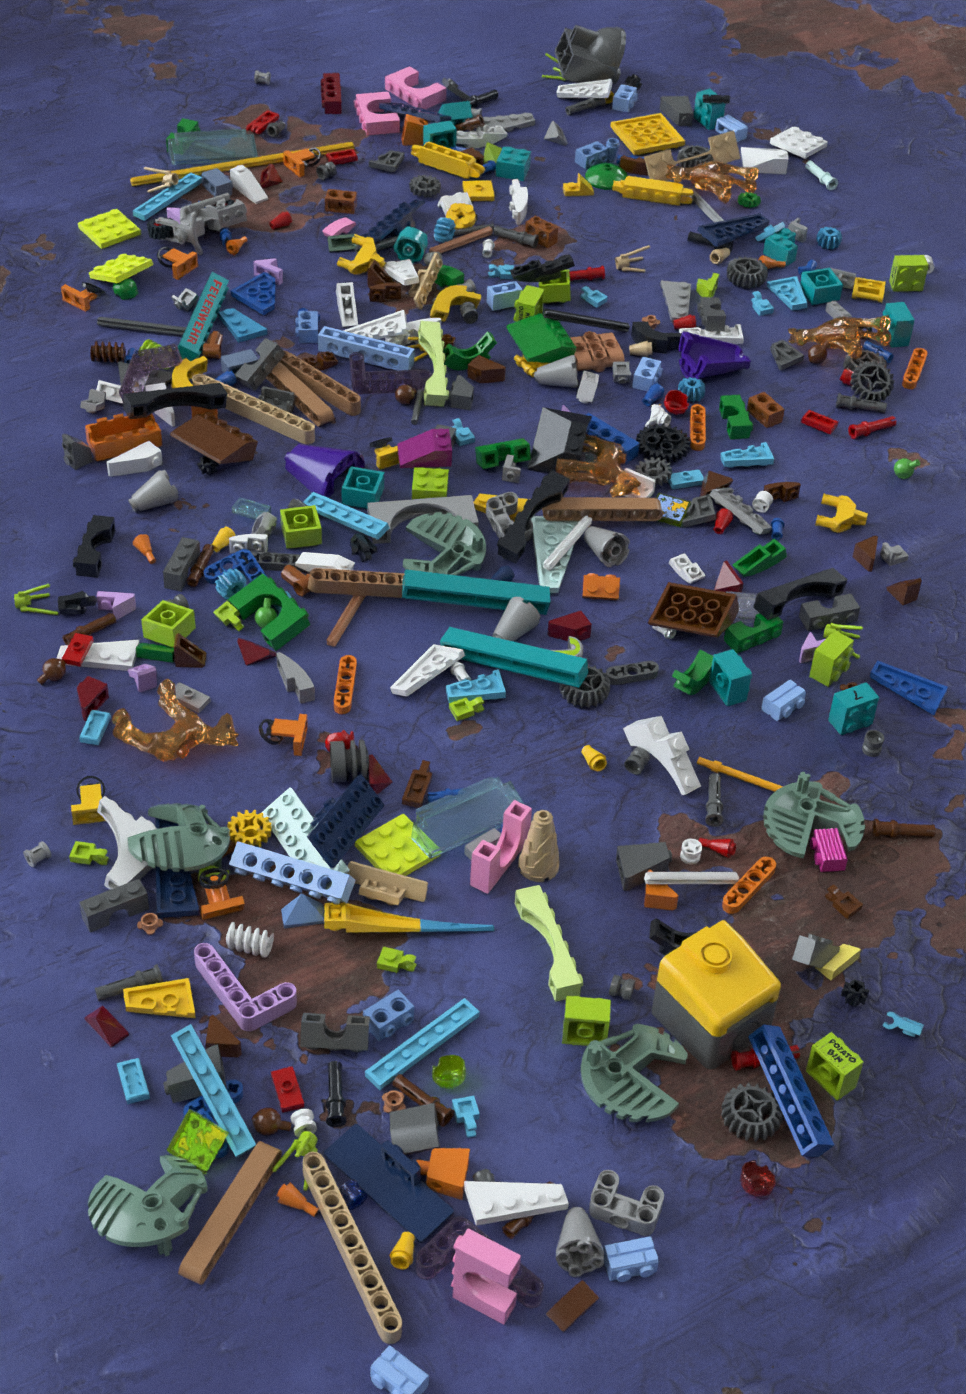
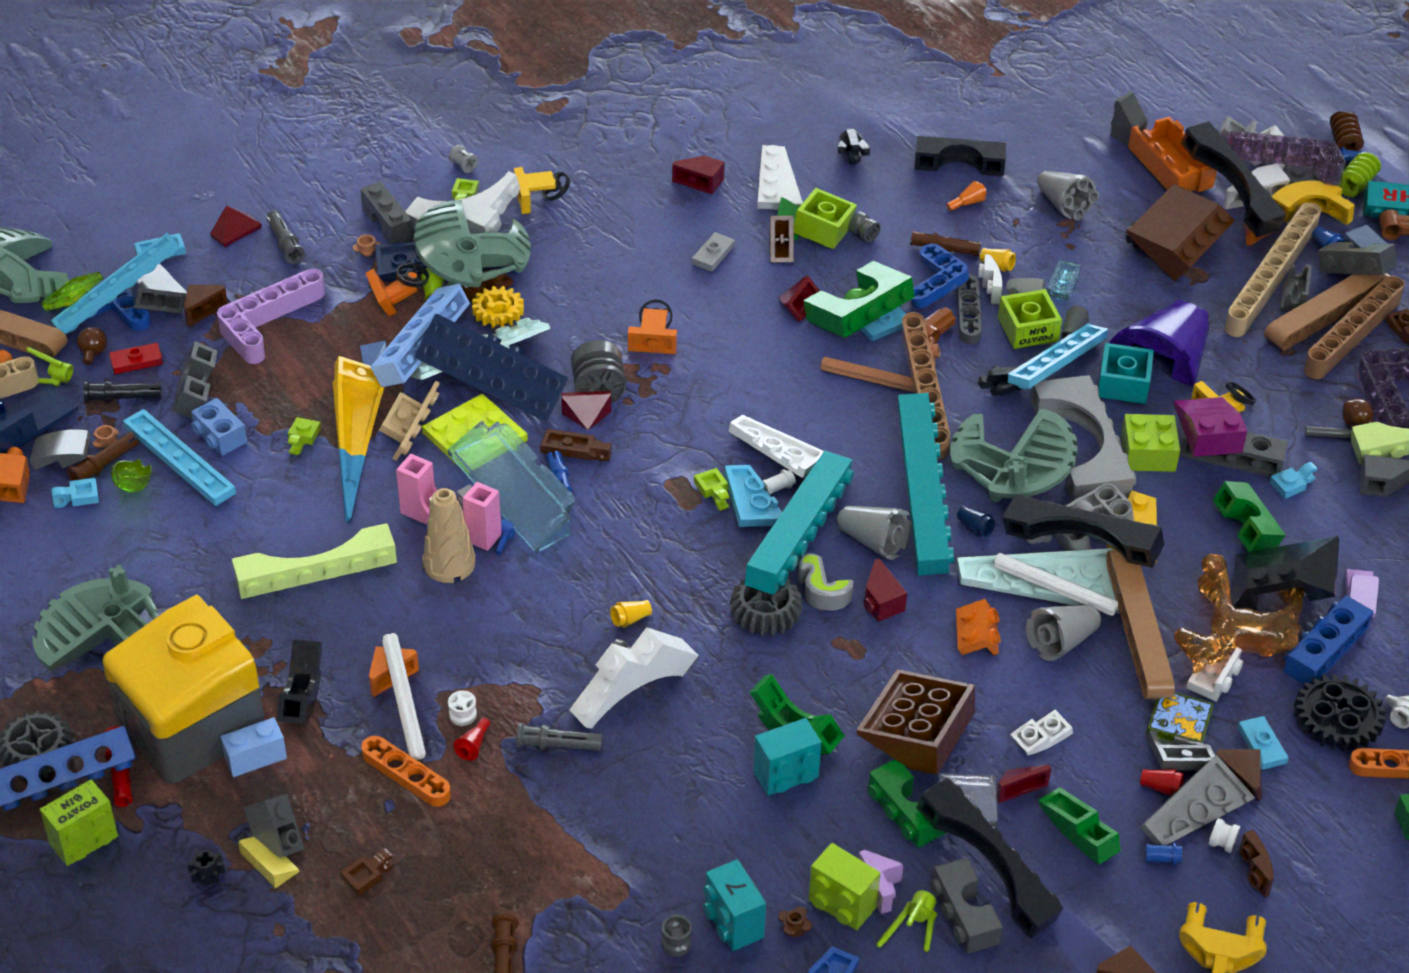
camera: 90 degrees right, 0 degrees up
(23, 600) = (856, 113): lime plant -> none
(53, 670) = (740, 142): reddish brown piece -> none
(77, 649) = (770, 153): red plate -> none
(91, 628) = (809, 161): reddish brown pin -> none
(95, 727) = (655, 183): medium azure plate -> none
(119, 603) = (858, 181): lavender slope -> none
(139, 459) = (1133, 176): white slope -> none
(144, 676) = (735, 206): lavender slope -> none
(162, 998) = (261, 261): yellow wing -> none
(176, 570) = (954, 222): dark grey arch -> none
(181, 737) = (648, 247): clear orange animal -> none
(229, 614) = (849, 273): lime plate -> none
(230, 583) = (906, 260): dark azure gear -> none
(249, 941) = (332, 313): white piece -> none
(295, 678) = (749, 331): light grey slope -> none
(303, 1121) = (85, 367): white wheel -> none
(309, 561) = (955, 348): white slope -> none
(340, 736) = (633, 373): red hair -> none
(345, 684) = (749, 380): orange beam -> none
(510, 471) = (1219, 527): light grey bracket -> none
(585, 1020) = (179, 576): lime brick -> none
(626, 990) = (242, 624): dark grey wheel -> none
(637, 859) = (438, 653): dark grey slope -> none
(645, 671) = (803, 670): dark grey beam -> none
(654, 470) = (1259, 695): dark grey gear -> none
(717, 767) = (621, 748): light orange bar -> none
(751, 456) = (1341, 827): medium azure wing -> none
(784, 700) = (759, 830): light blue brick -> none
(798, 808) = (518, 816): sand green piece -> none
(828, 850) = (460, 861): dark pink brick -> none
(909, 1026) = (146, 922): medium azure plate -> none

